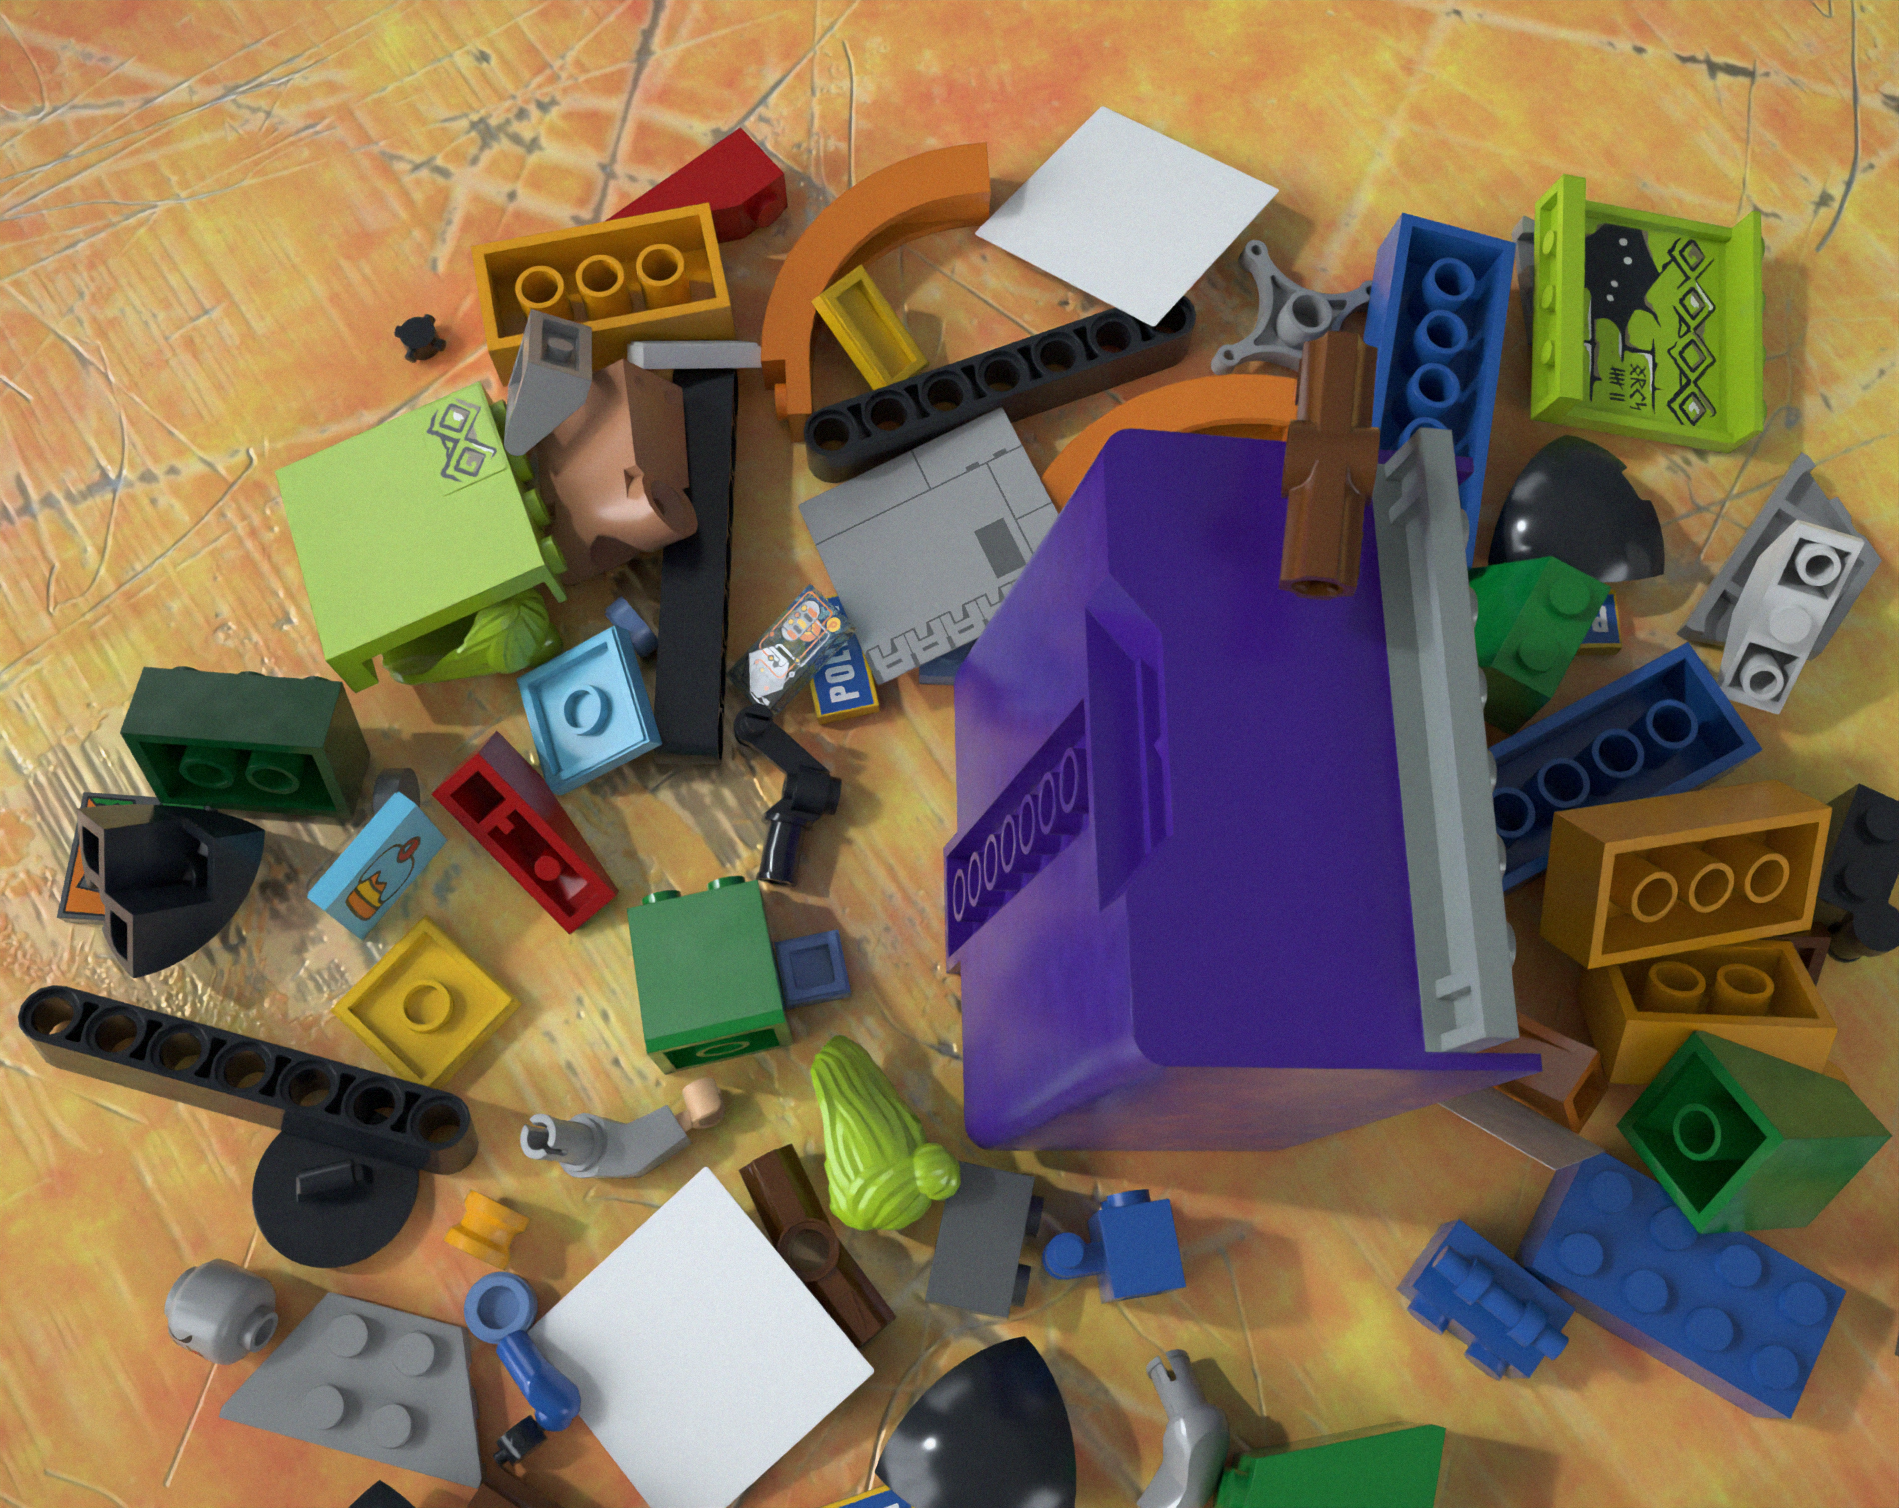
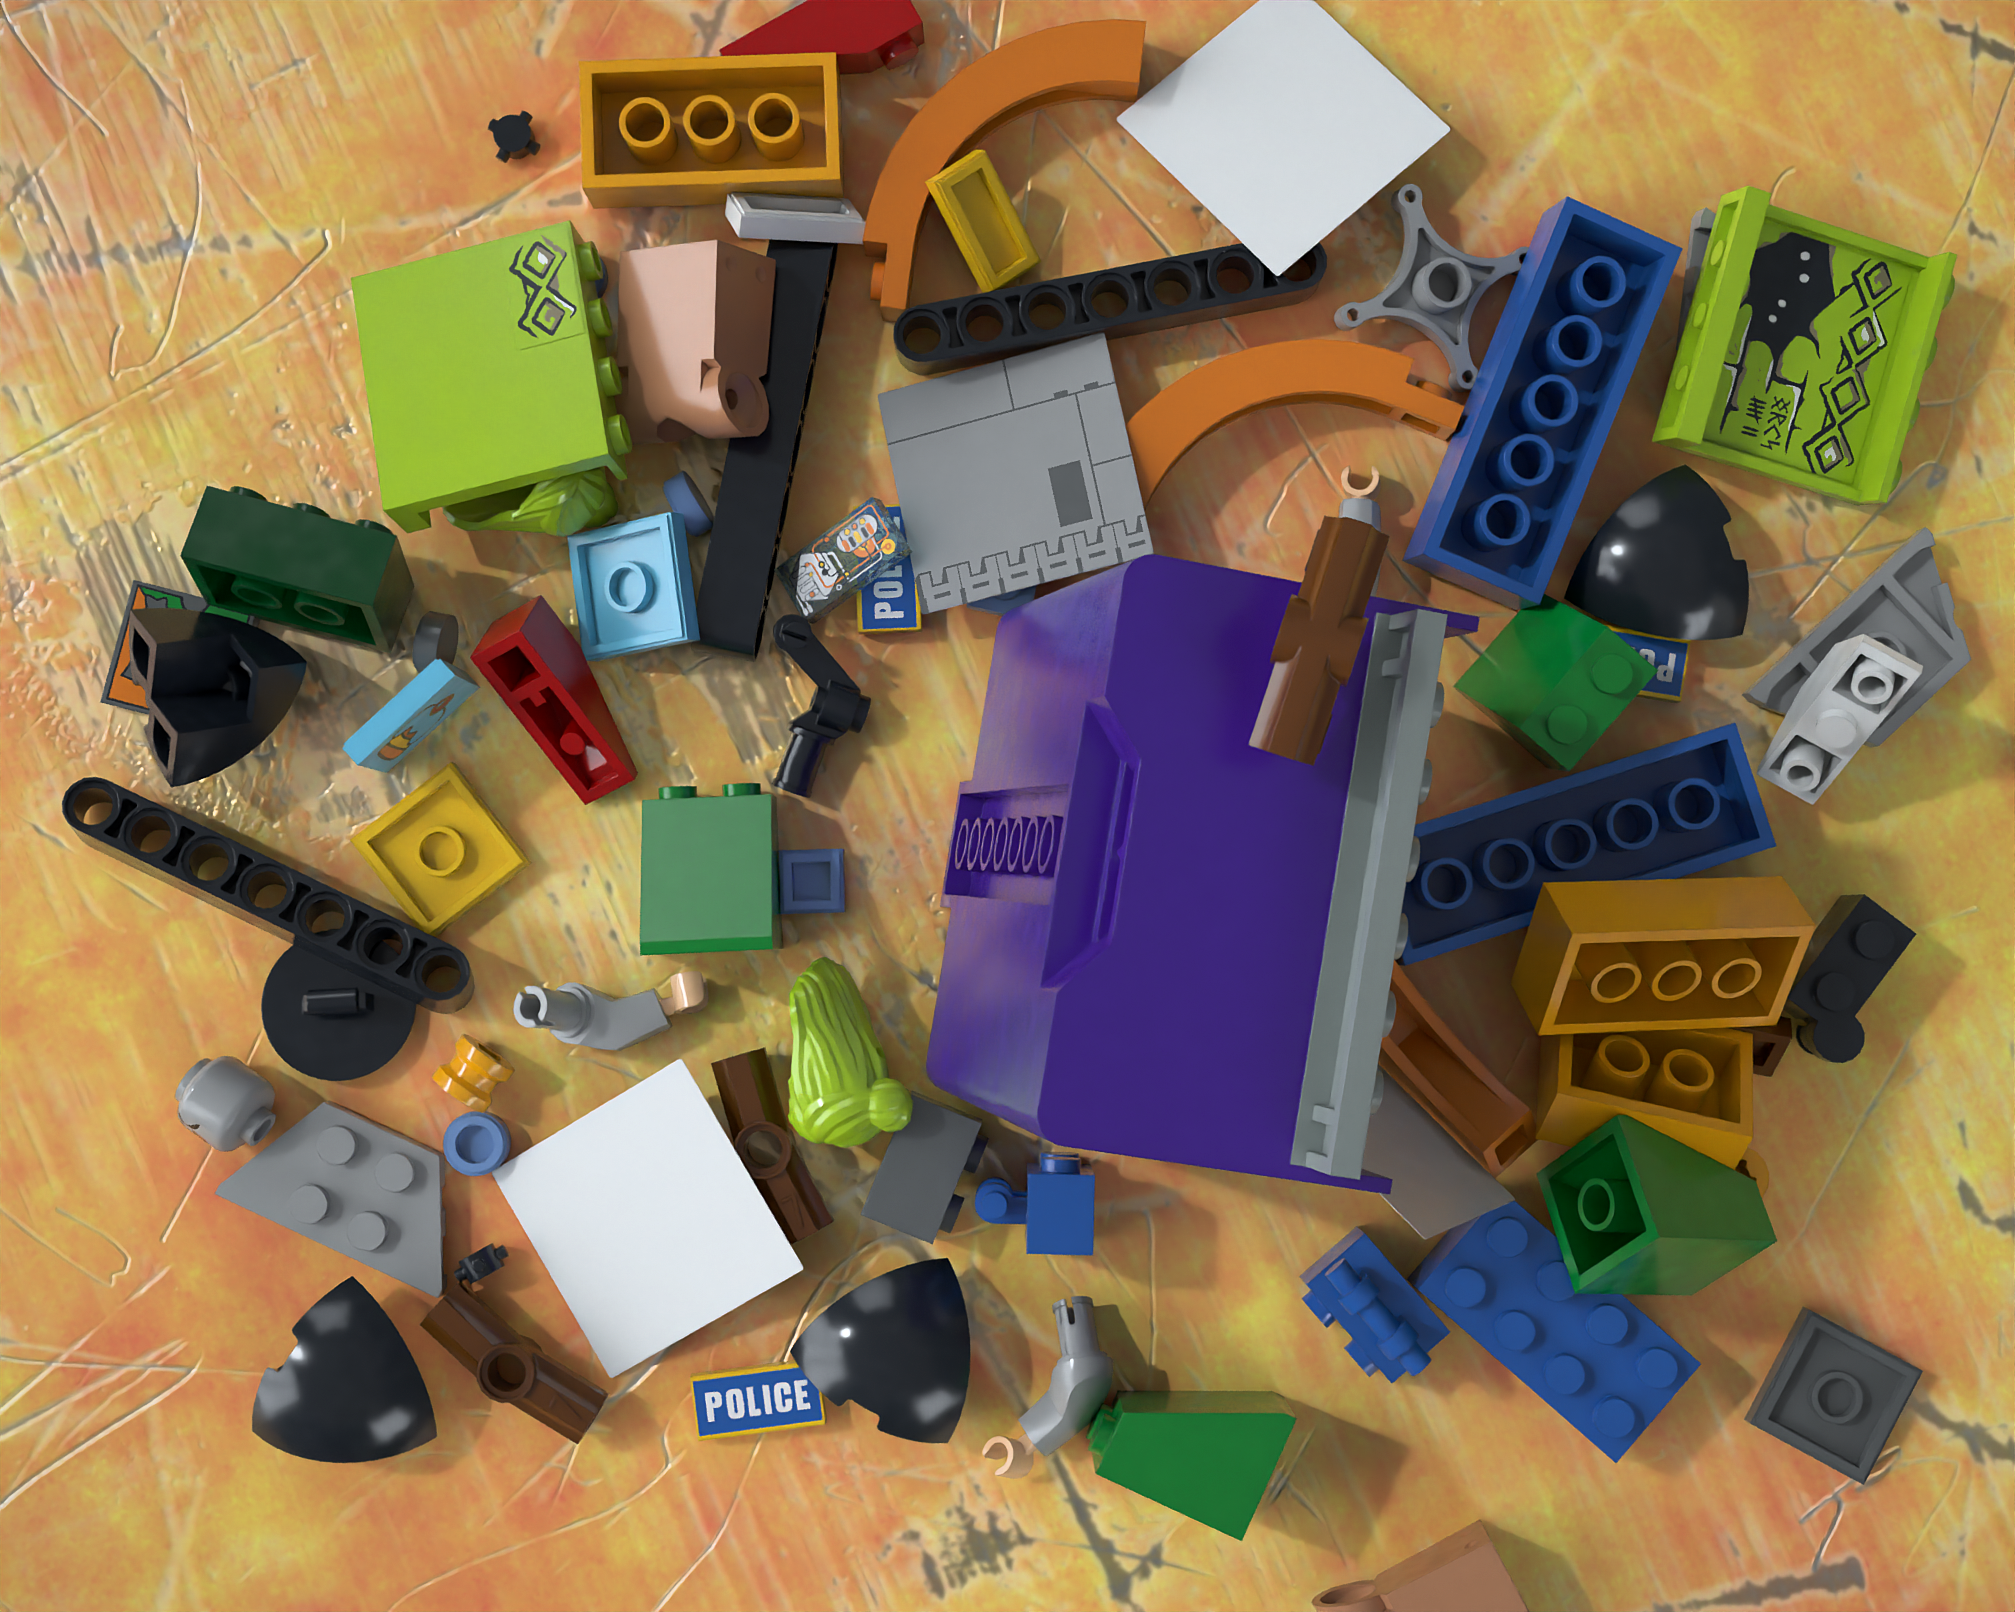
camera: 10 degrees right, 15 degrees up
(543, 1385) = (508, 1224): blue arm -> none
(547, 379) = (638, 239): light grey tile -> none

